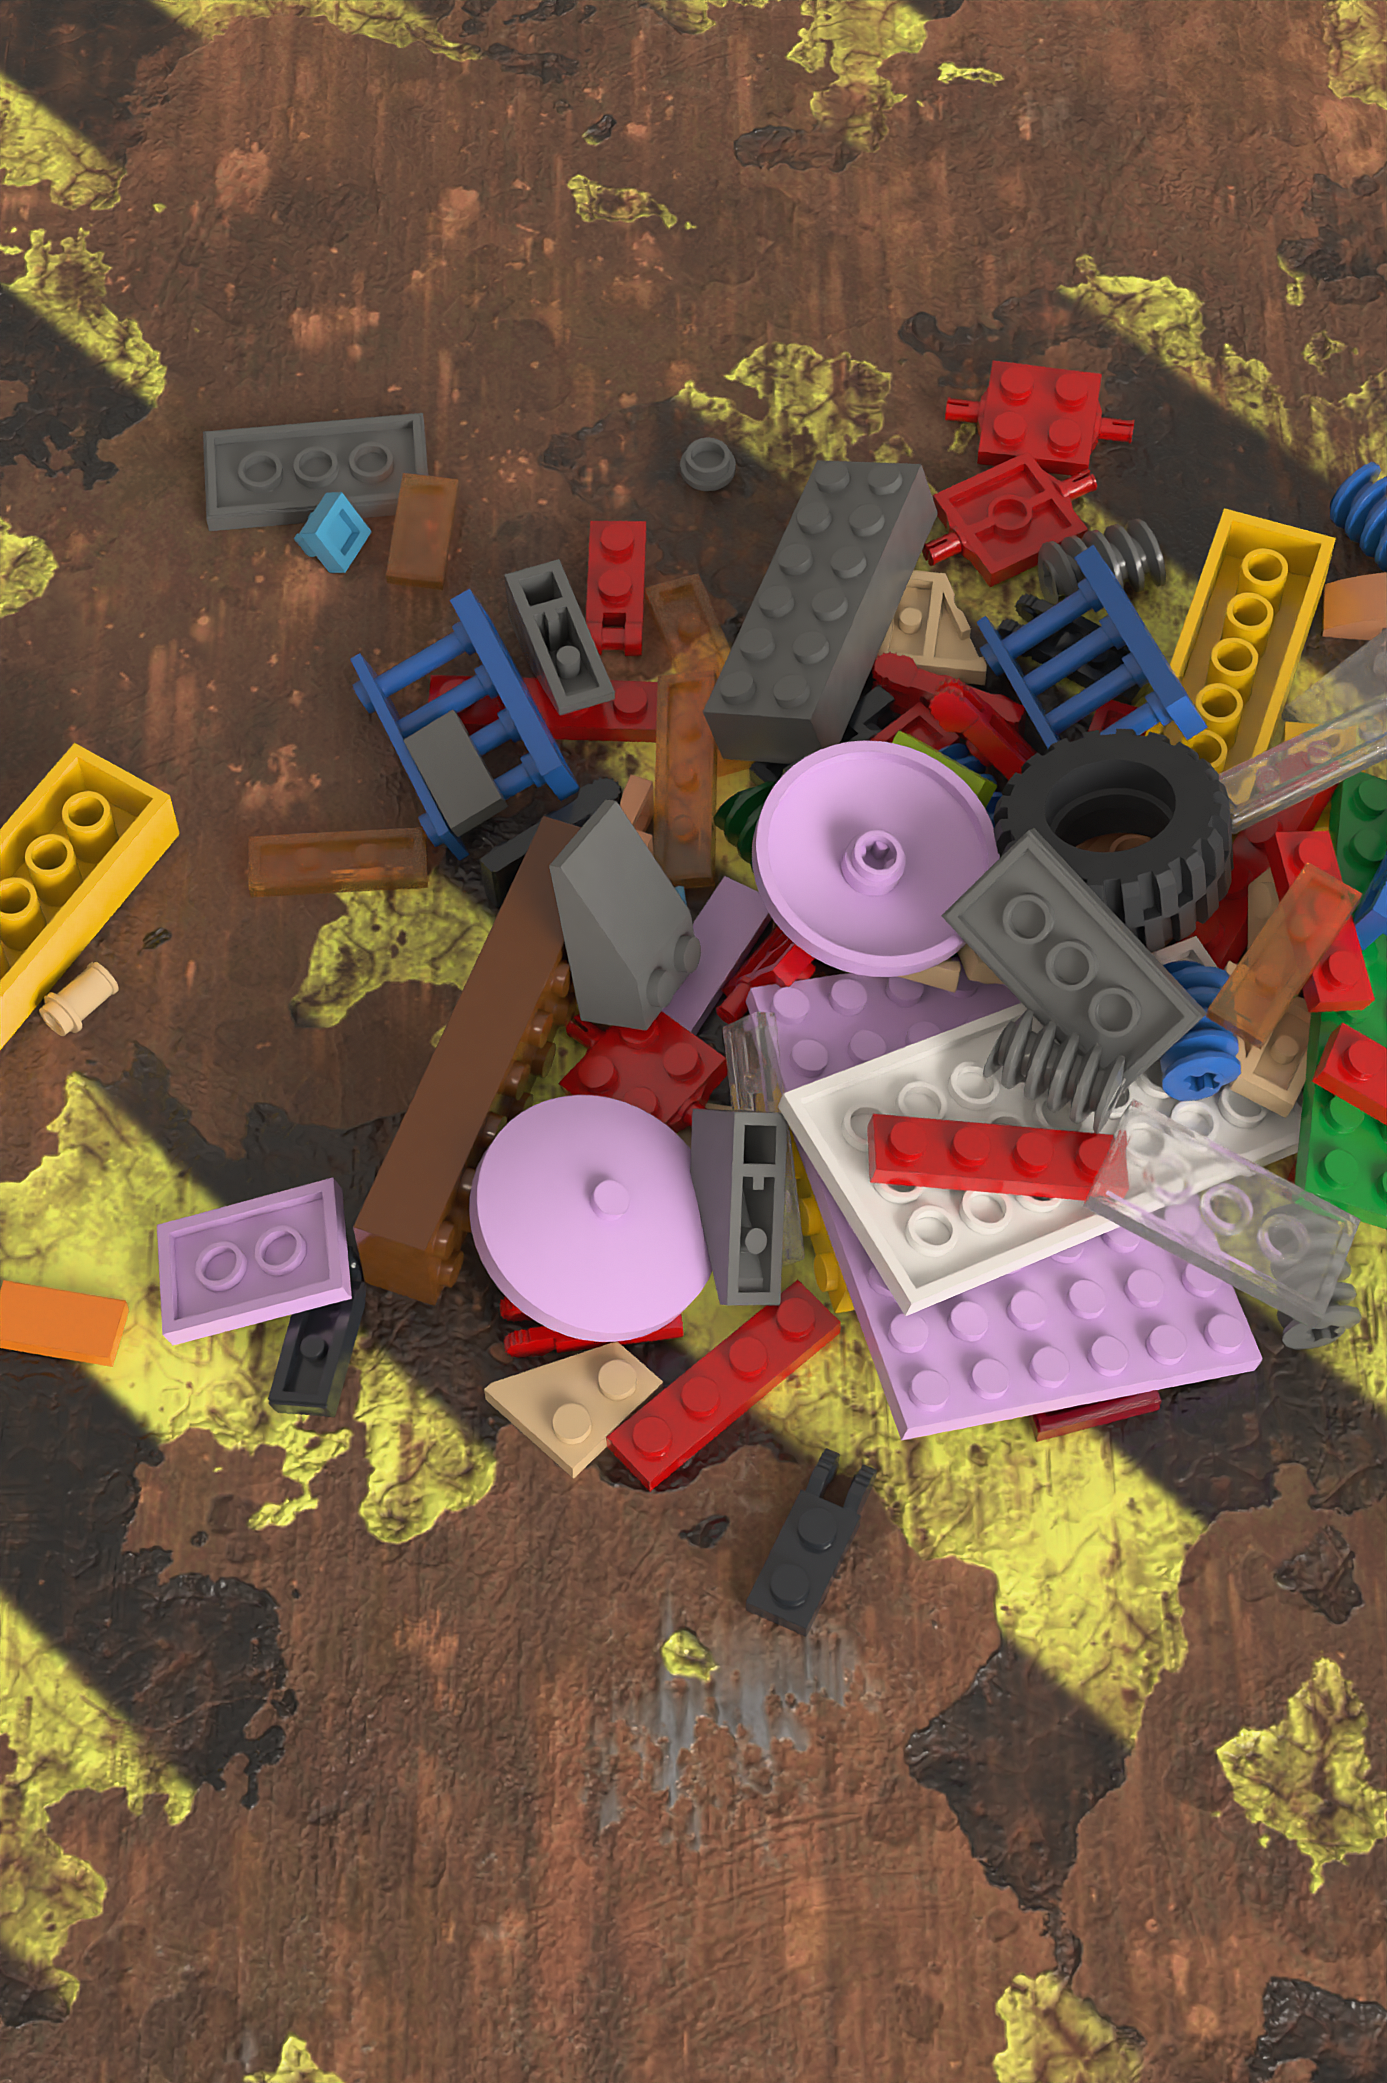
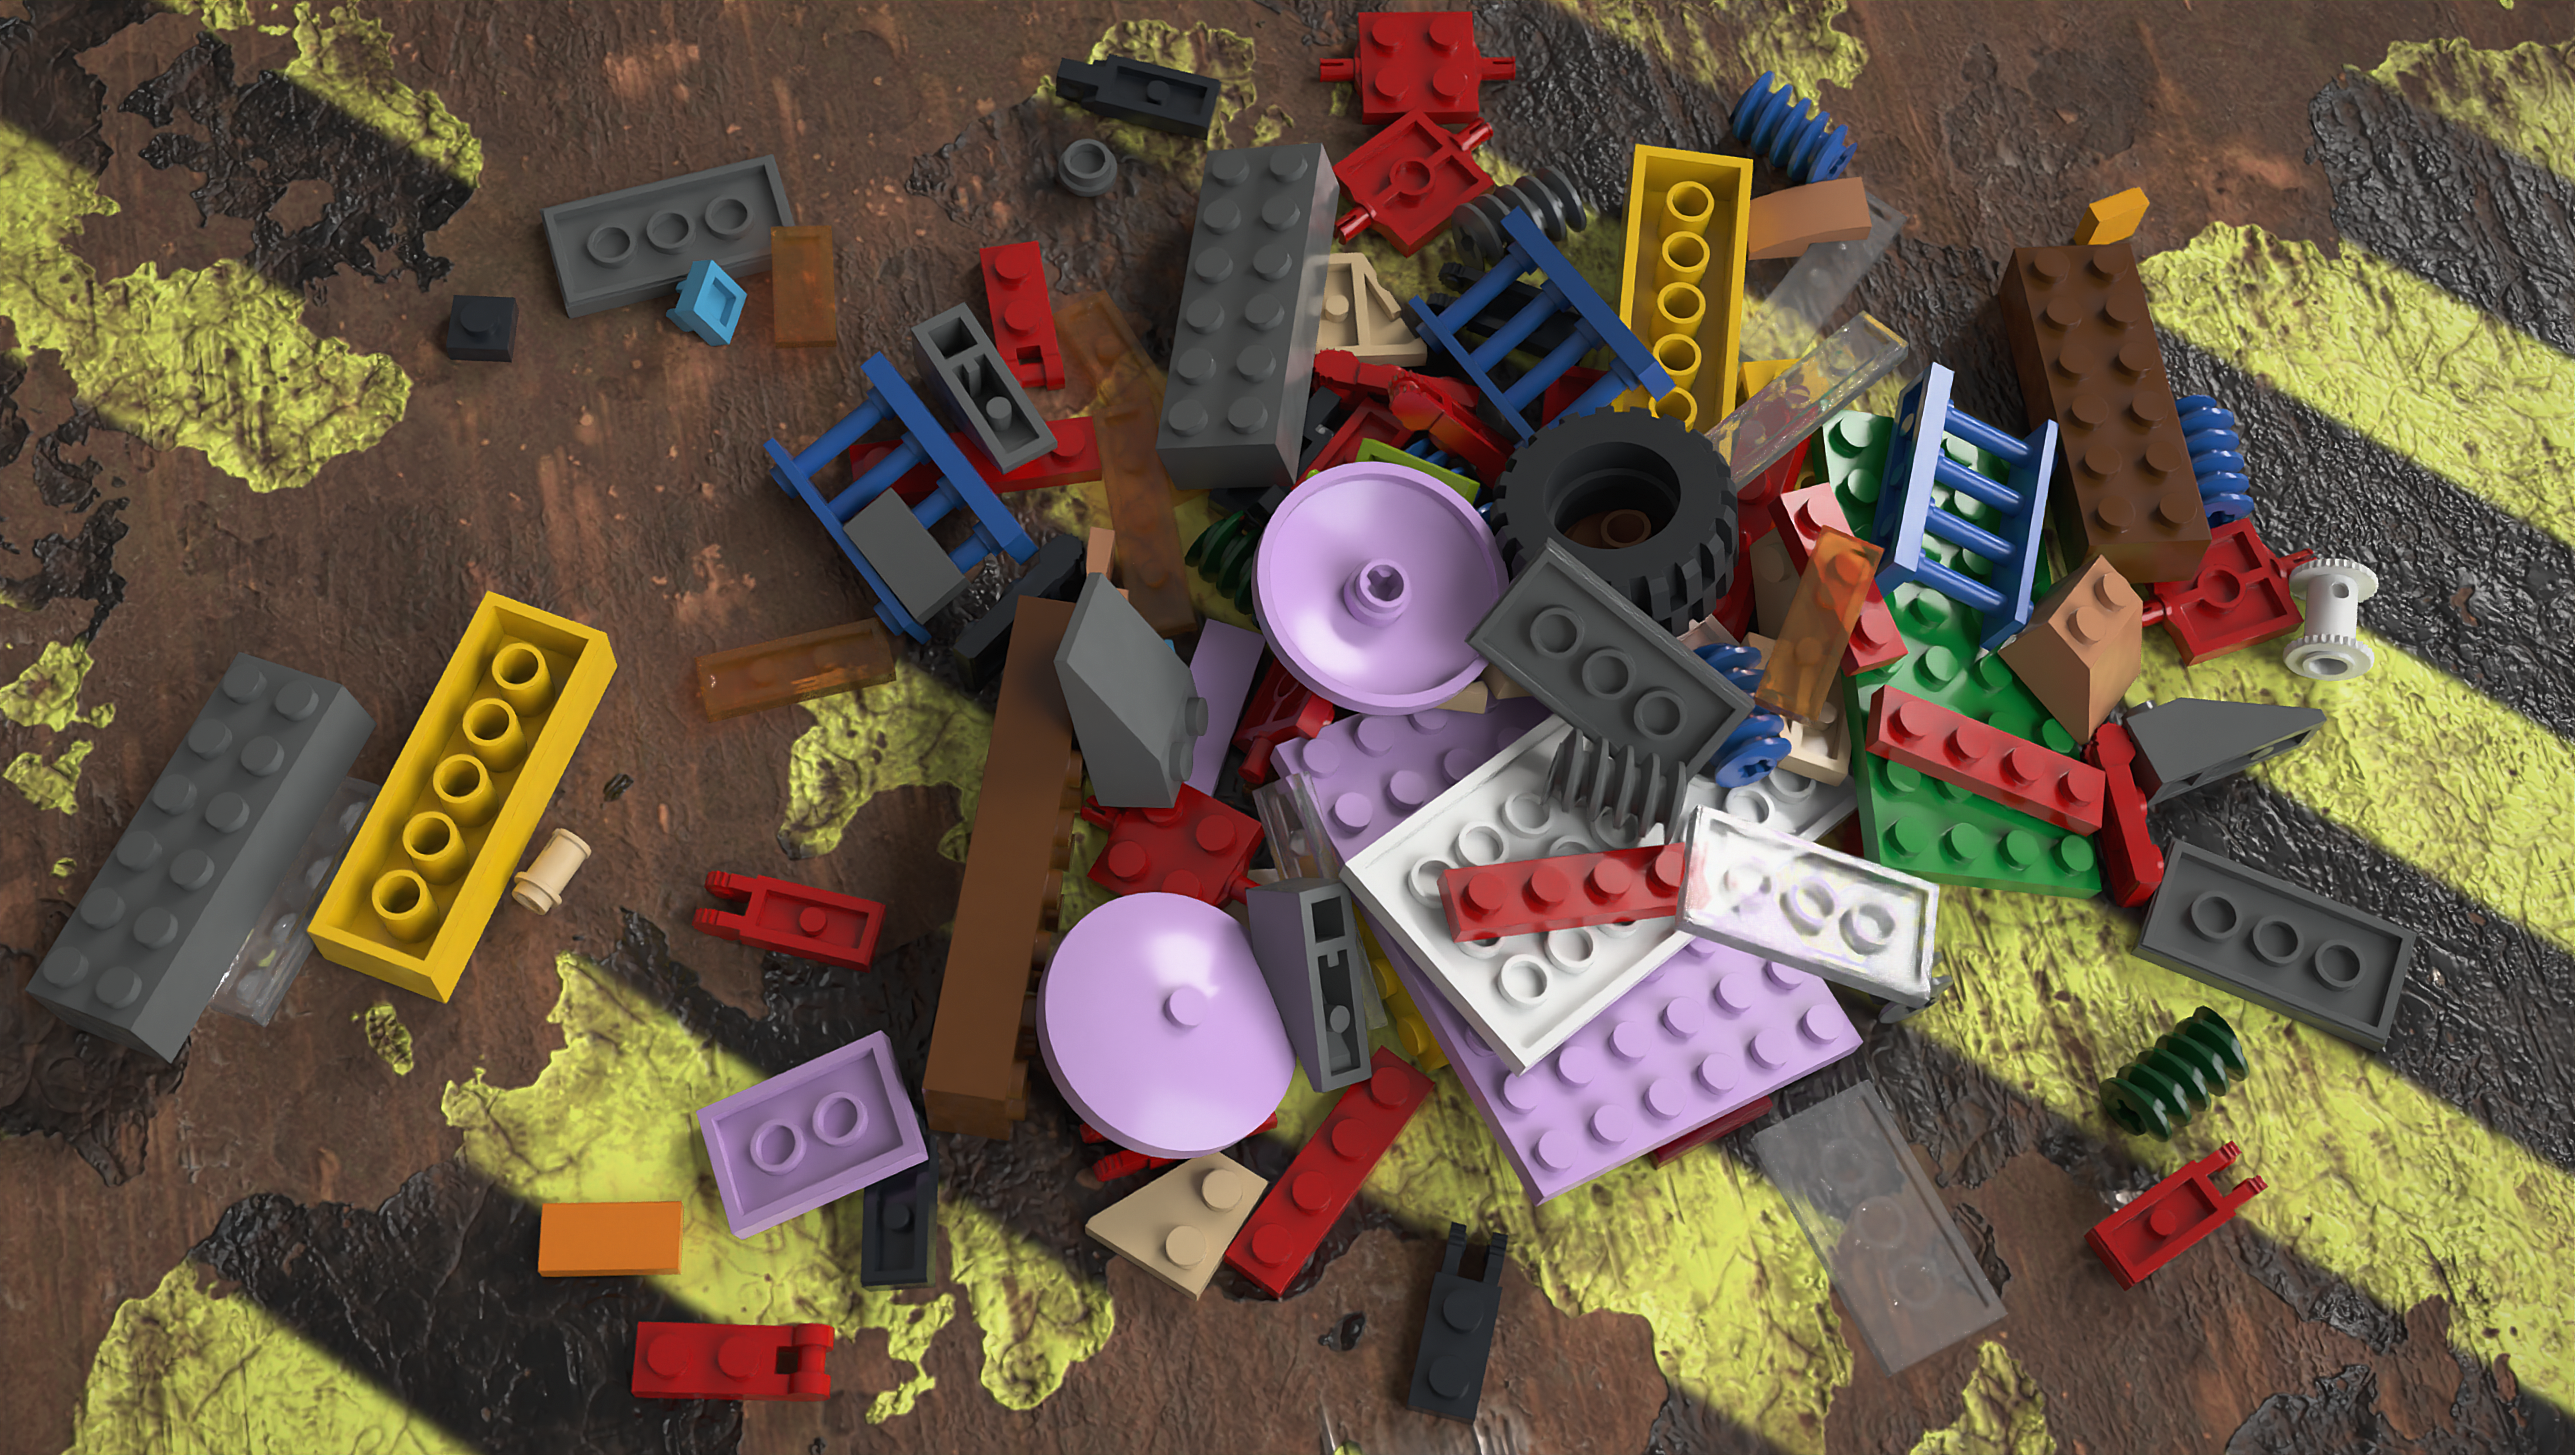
camera: 20 degrees left, 5 degrees up
(129, 527) = (482, 328): none -> black plate
(138, 1448) = (731, 1361): none -> red plate
(285, 1077) = (795, 920): none -> red hinge
(773, 406) = (1141, 93): none -> black hinge
(1239, 1533) = (1878, 1228): none -> clear tile

